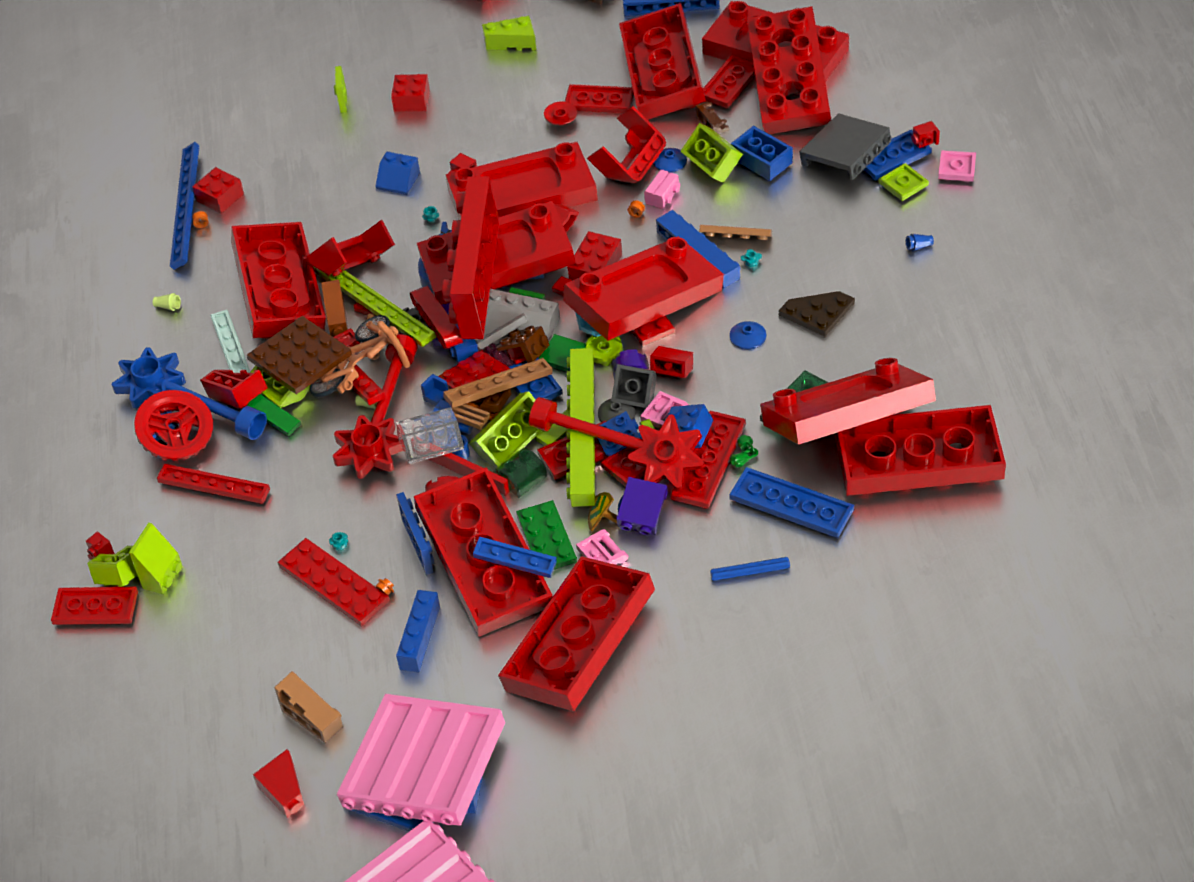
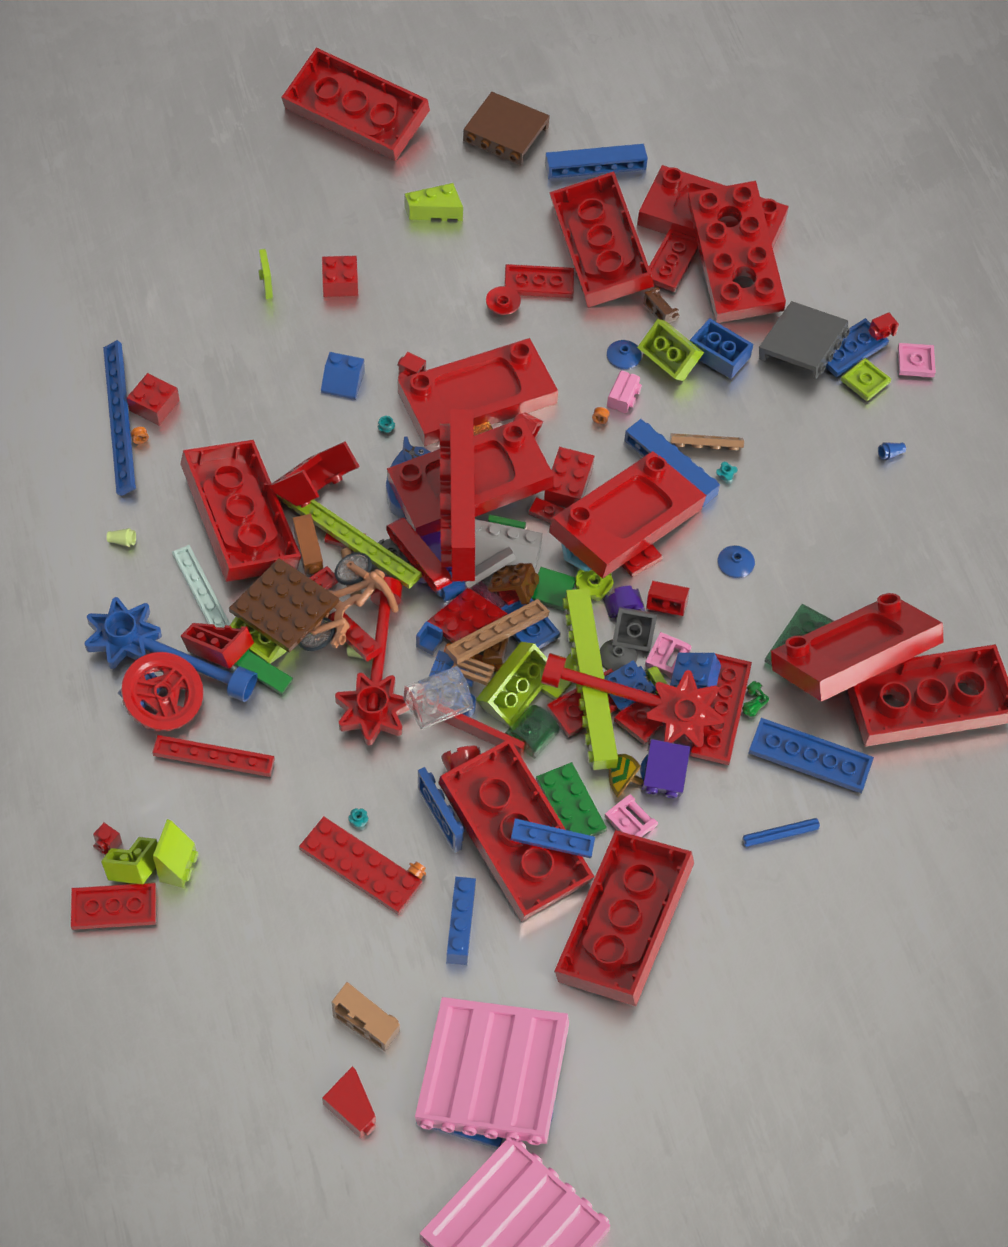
camera: 15 degrees left, 10 degrees up
(645, 144) = (595, 351): red windscreen -> none
(818, 311) = (802, 532): dark brown plate -> none

